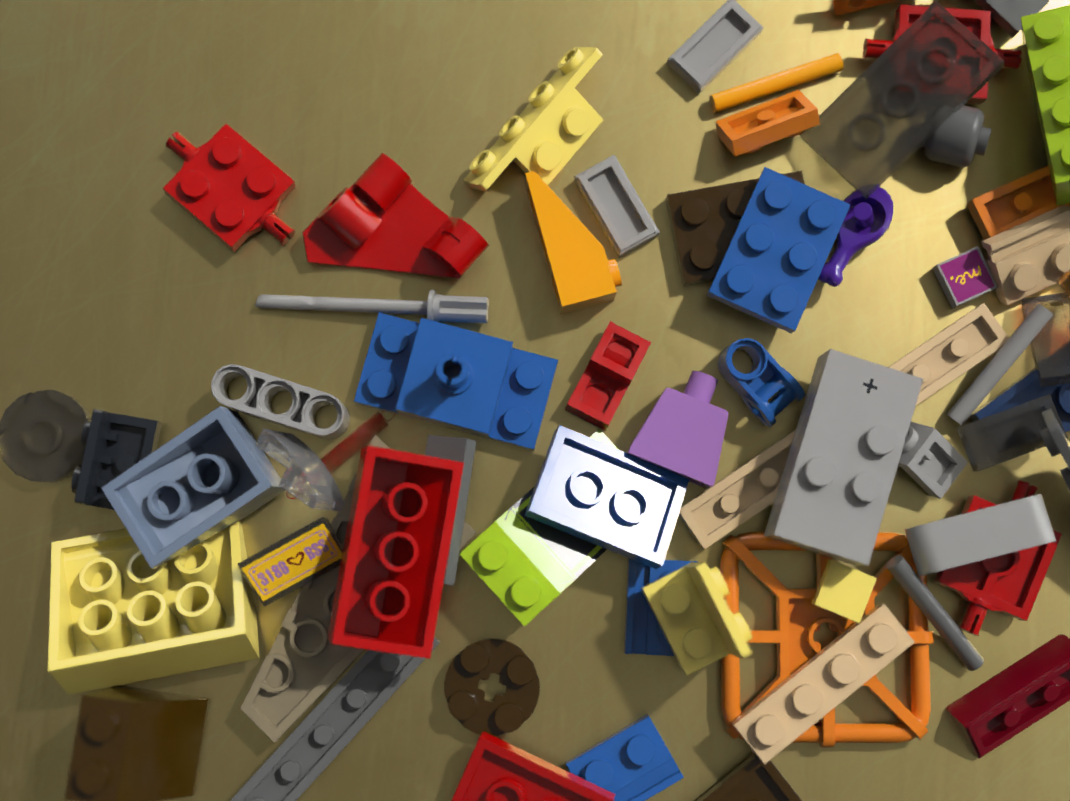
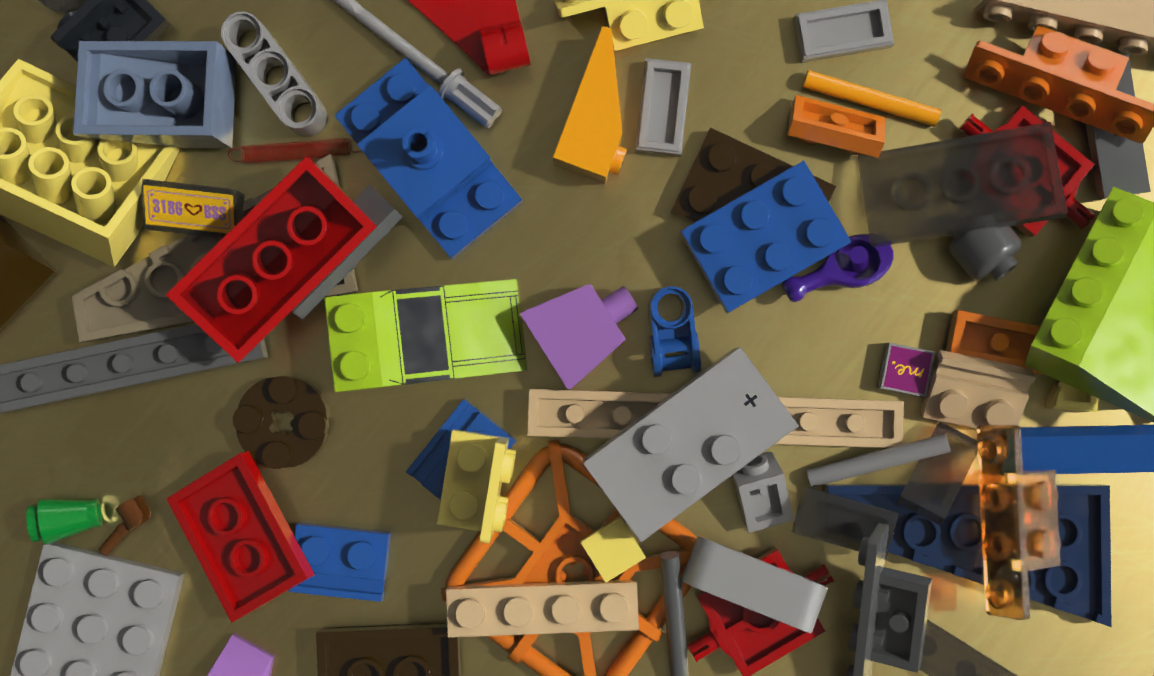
camera: 45 degrees right, 5 degrees up
(305, 472) = (251, 145): clear slope -> none
(607, 376) = (554, 241): red slope -> none
(607, 497) = (477, 338): plate -> none

